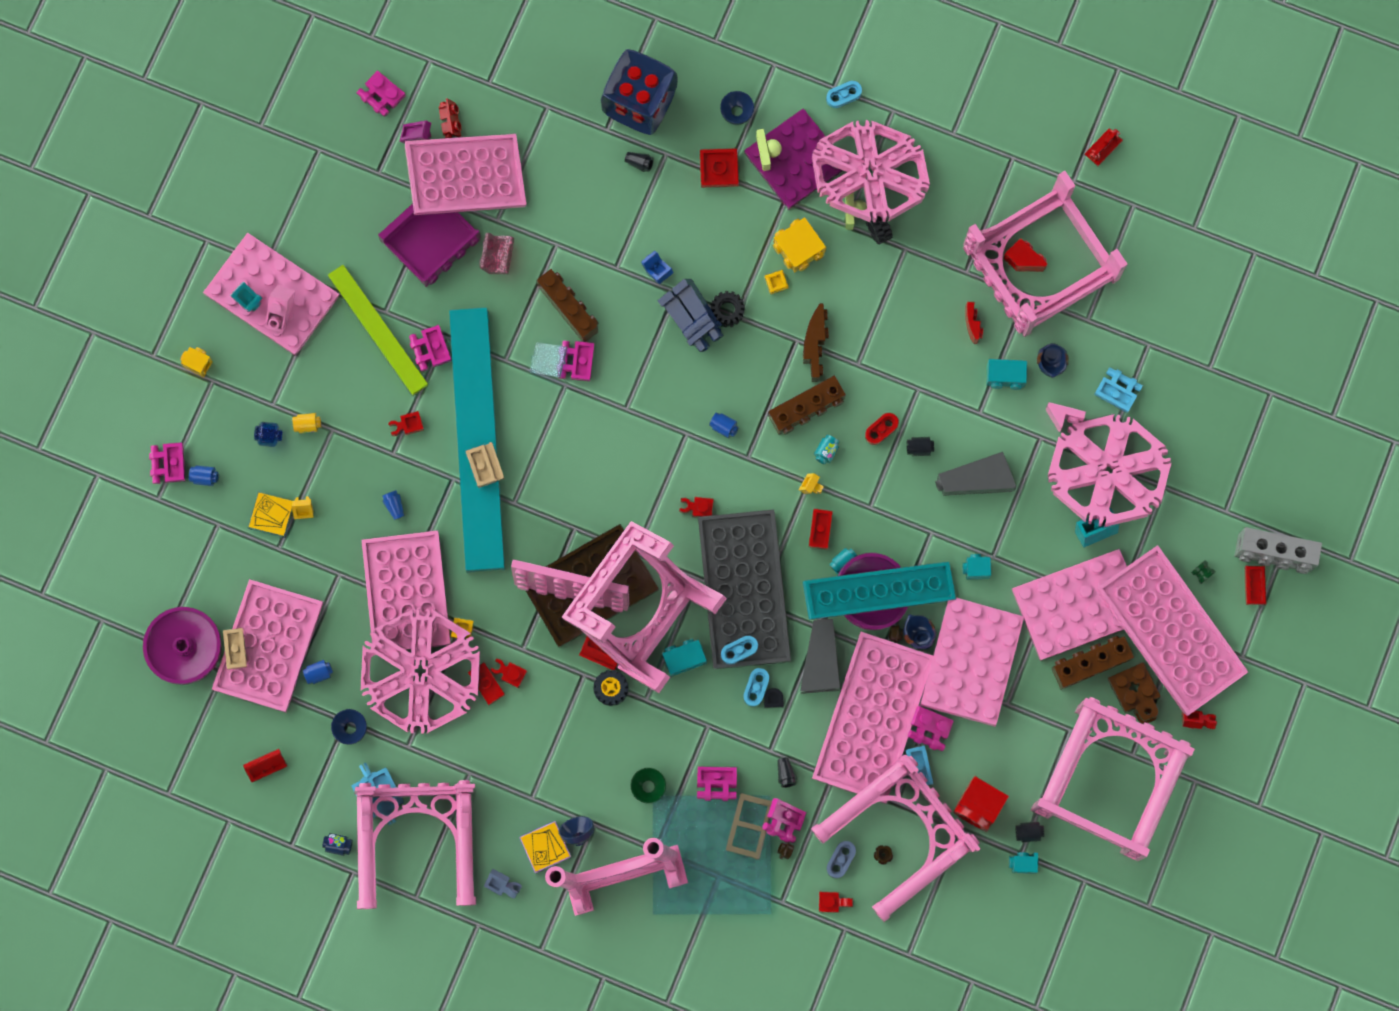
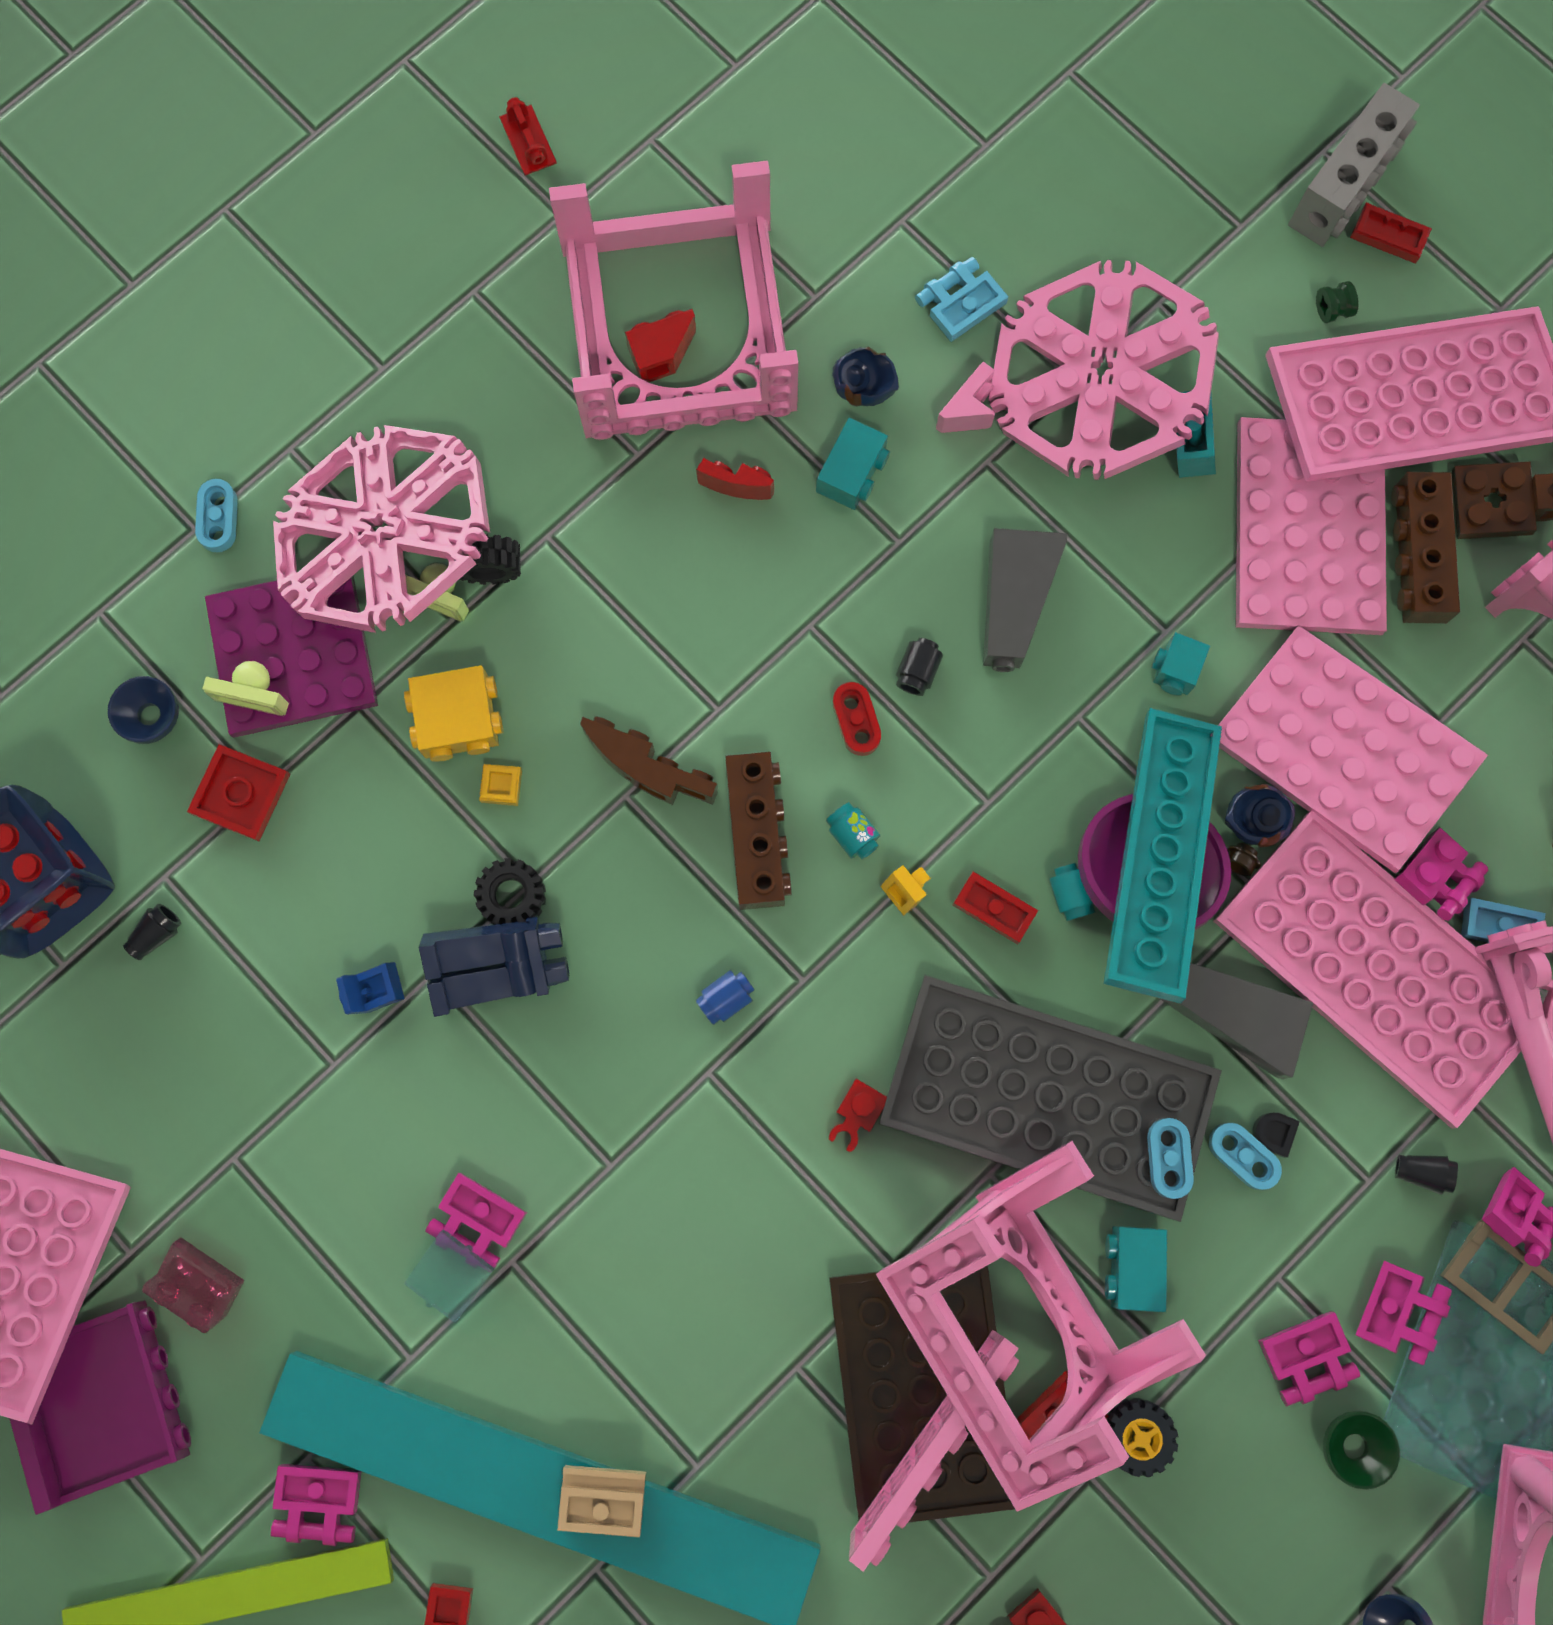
camera: 65 degrees left, 0 degrees up
(568, 307) = (362, 1192): reddish brown brick -> none
(682, 746) = (1304, 1347): none -> dark pink plate

